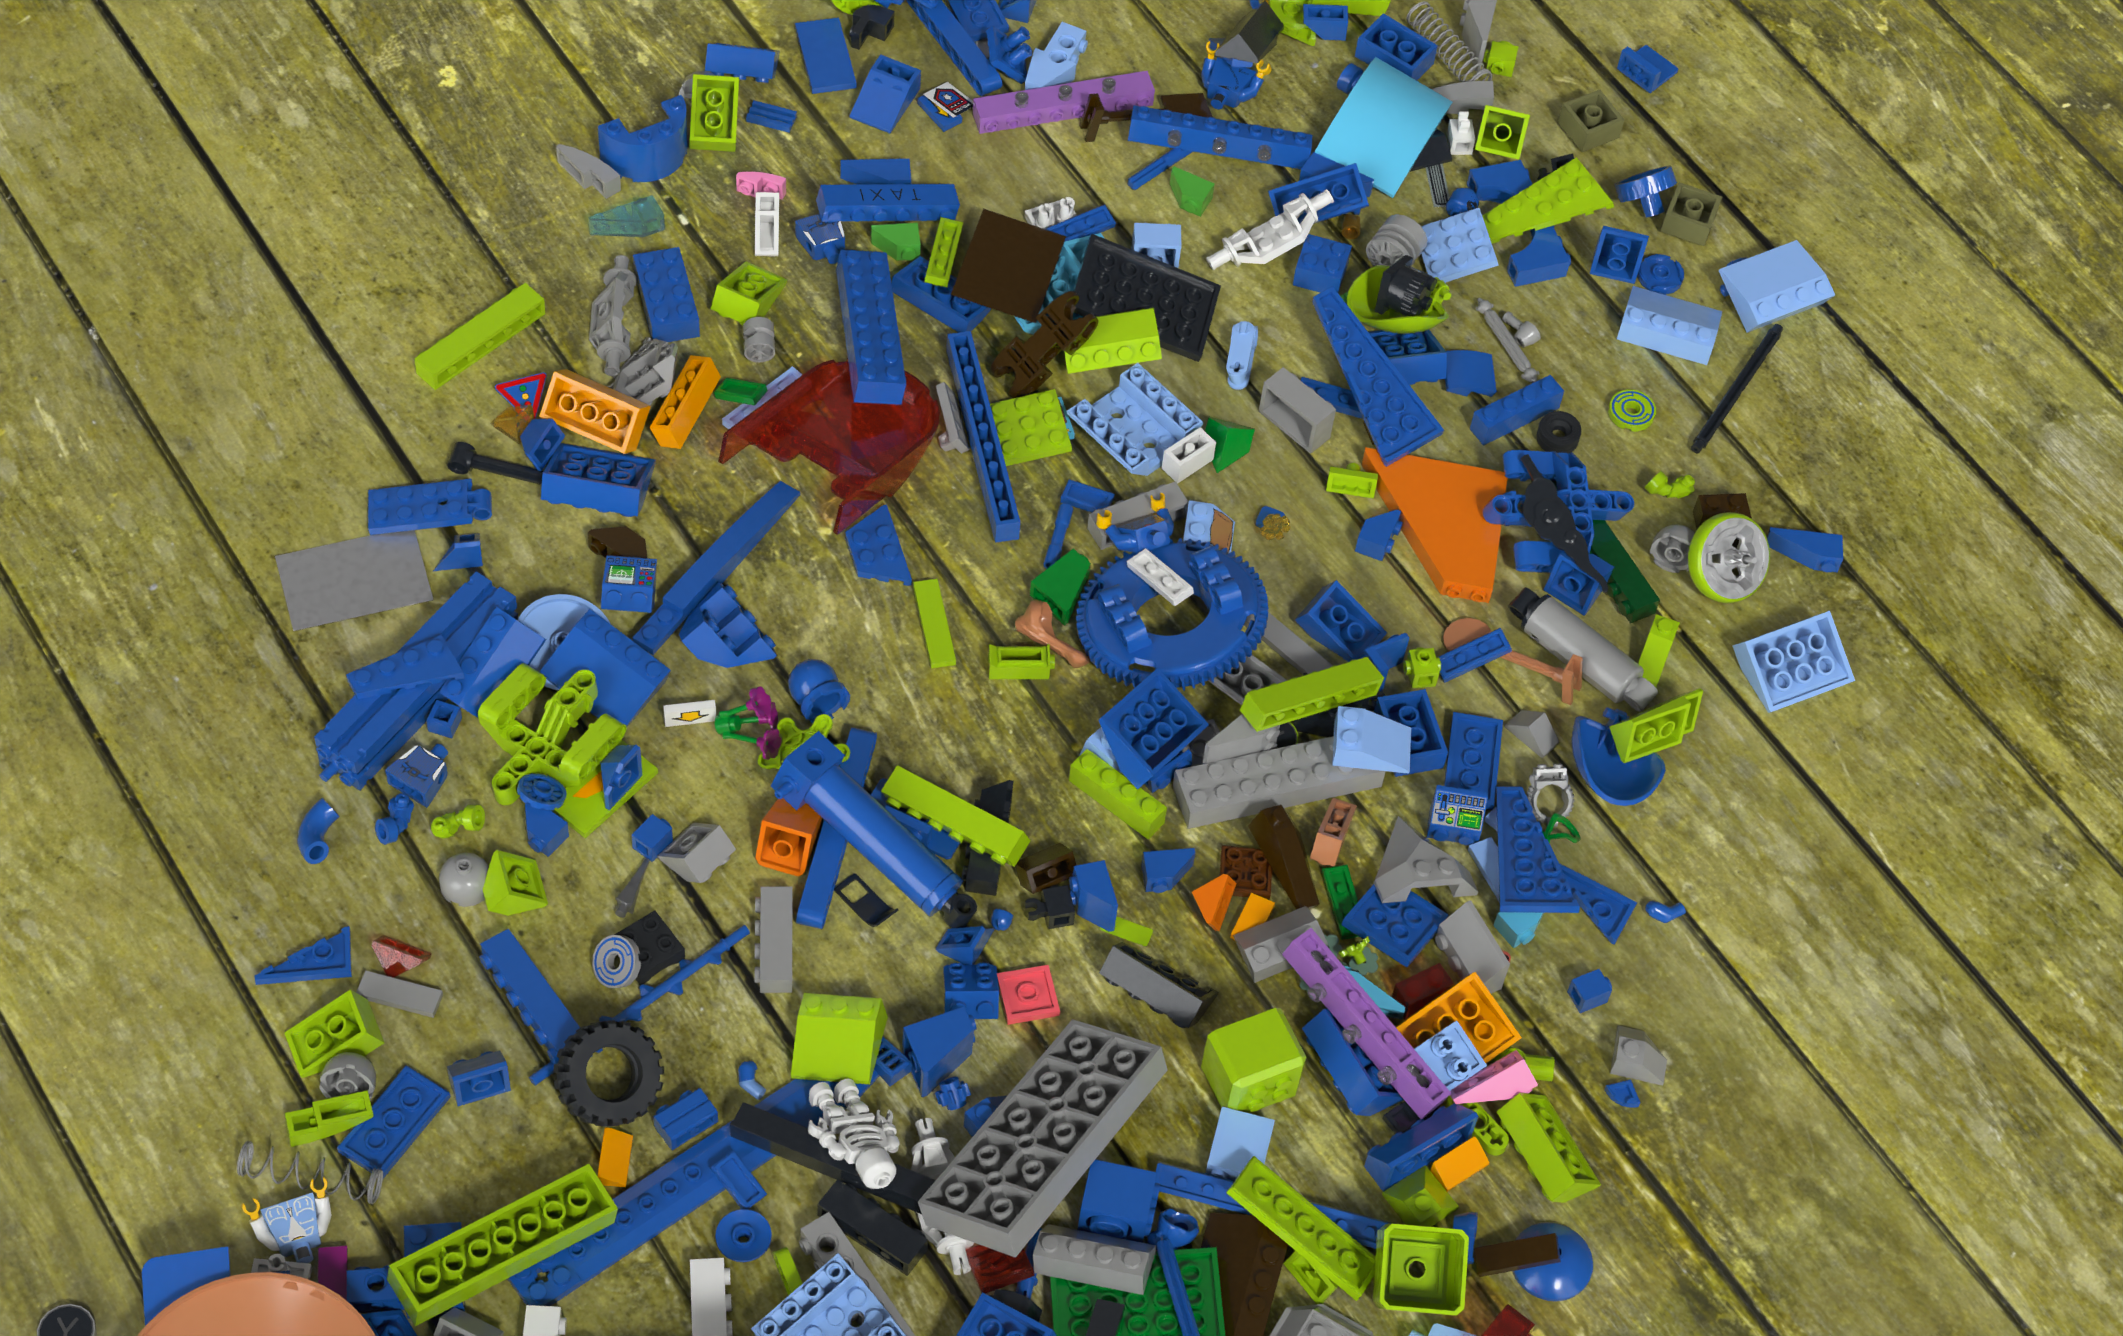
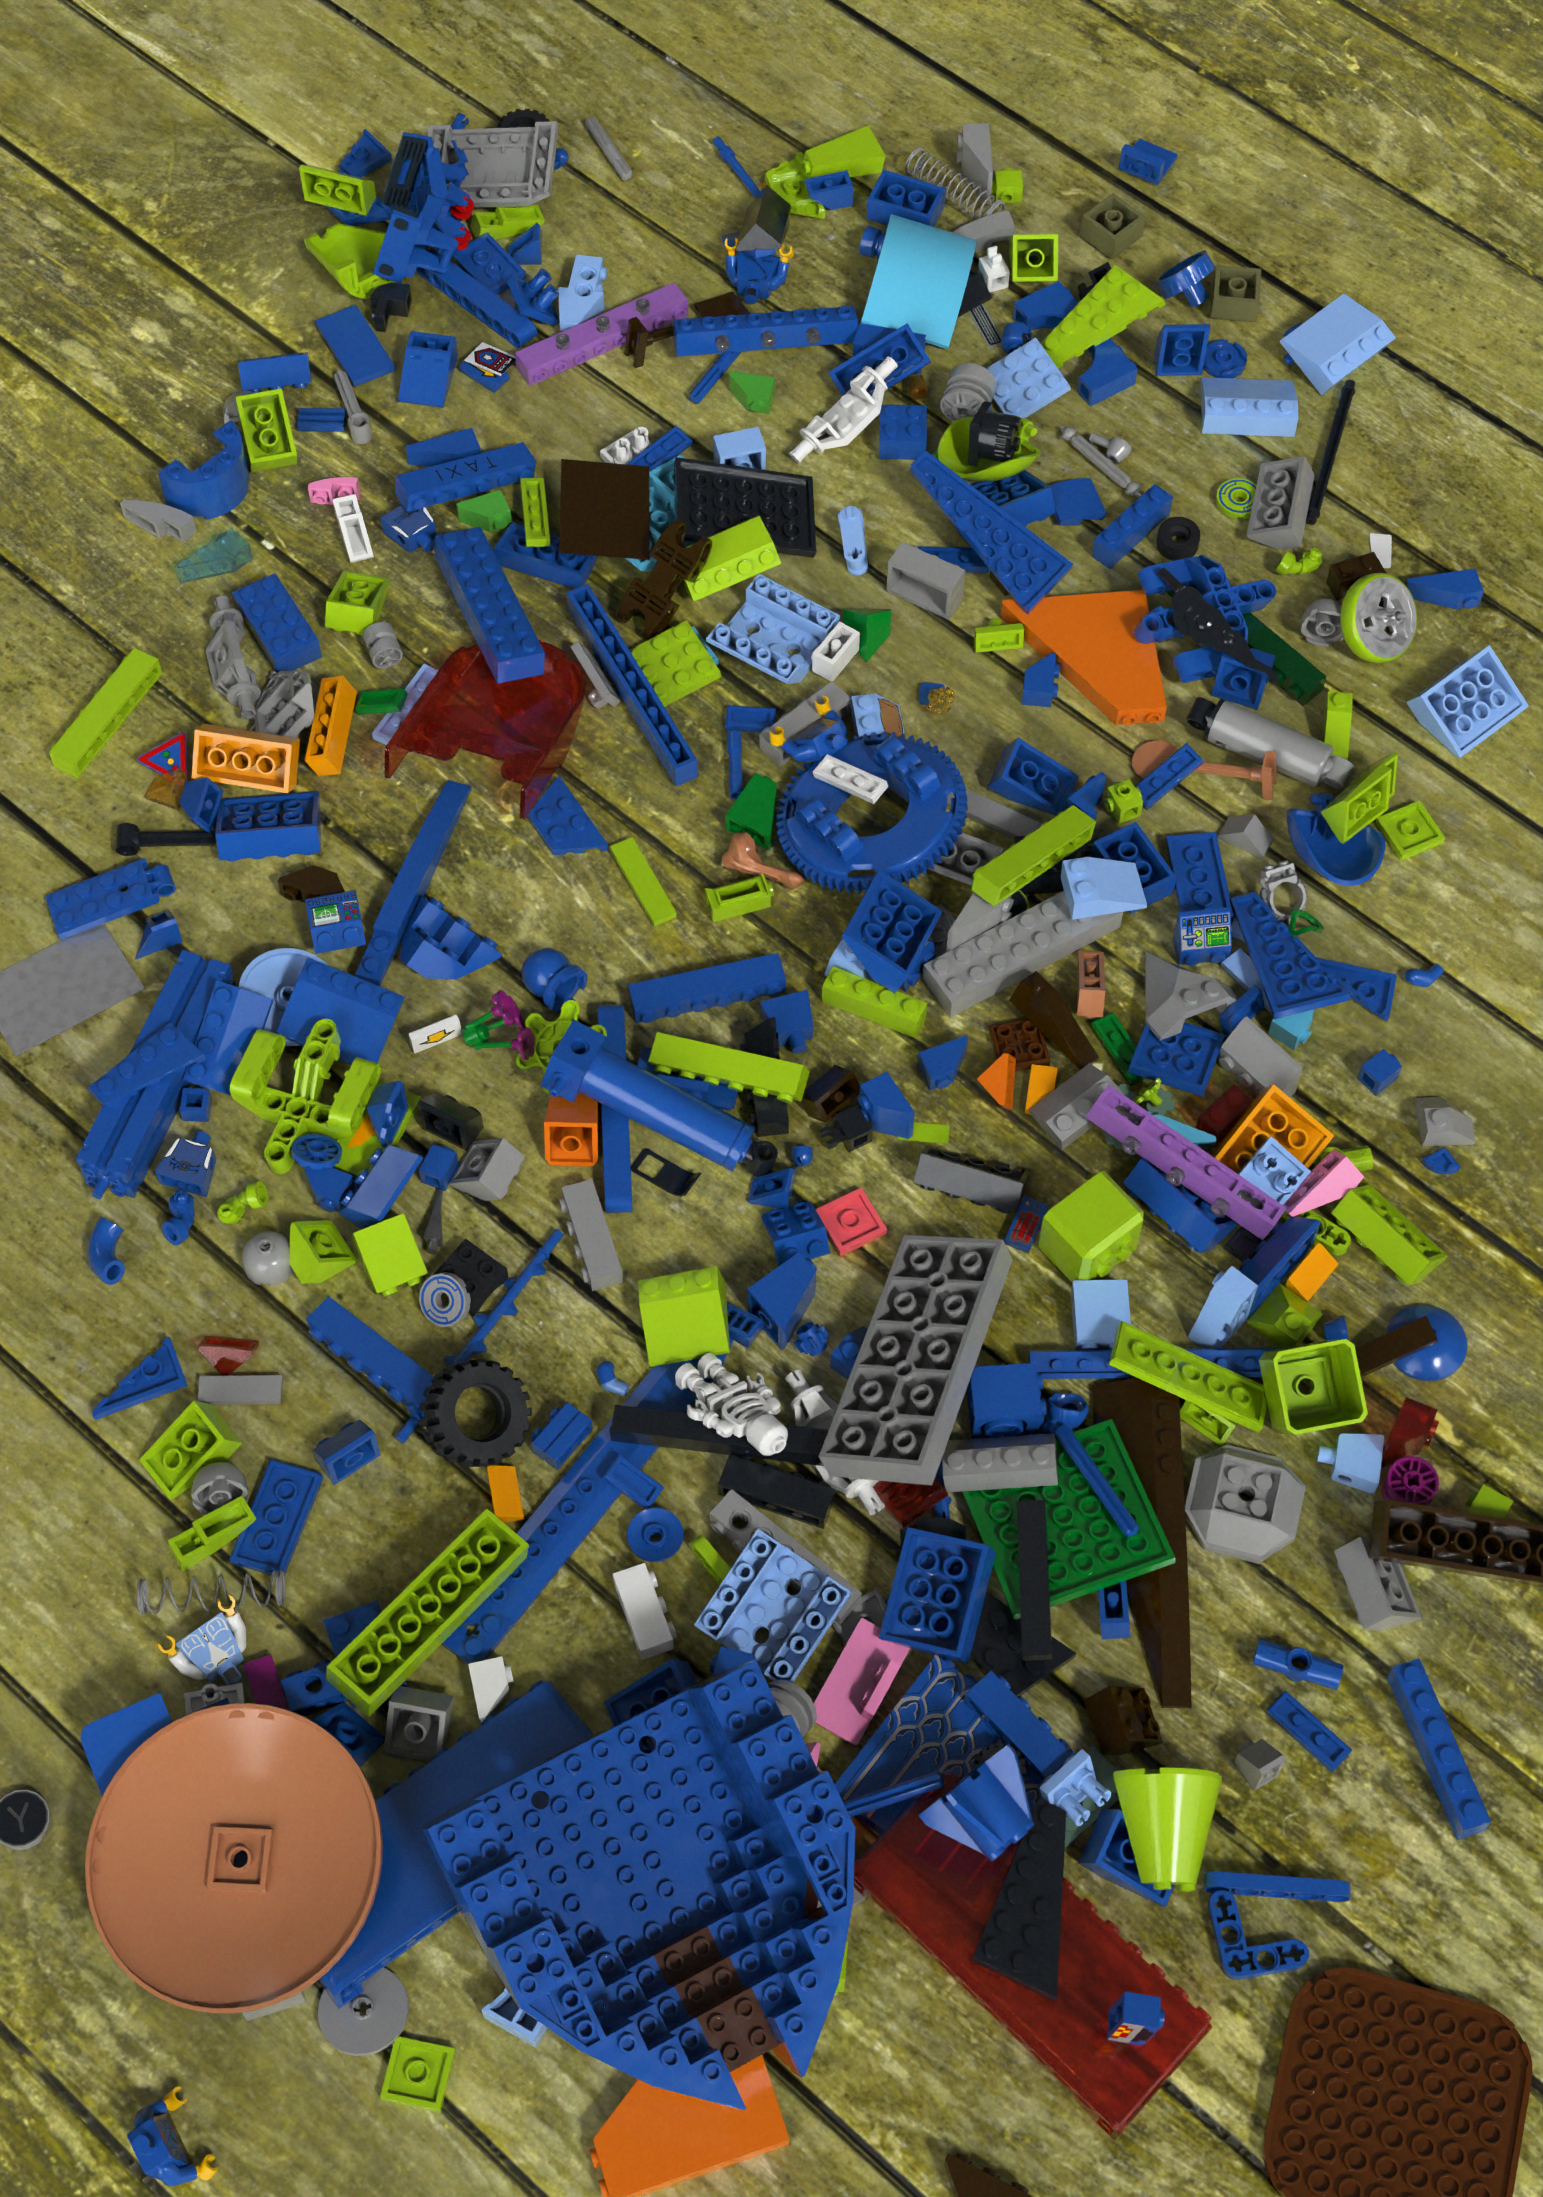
camera: 10 degrees left, 5 degrees up
(578, 906) = (389, 1255): none -> lime slope
(588, 839) = (378, 1185): none -> blue slope
(677, 796) = (450, 1119): none -> black slope
(804, 125) = (358, 421): none -> light grey axle
(961, 738) = (707, 988): none -> blue brick
(1031, 789) = (792, 1019): none -> blue torso
(1192, 1044) = (1026, 1224): none -> tile
(1359, 1173) = (1224, 1309): none -> light blue wedge
(1479, 893) = (1246, 1005): none -> blue tile
(1671, 424) = (1281, 503): none -> light grey slope
(1697, 769) = (1410, 830): none -> lime tile
(1757, 494) = (1381, 545): none -> white sticker

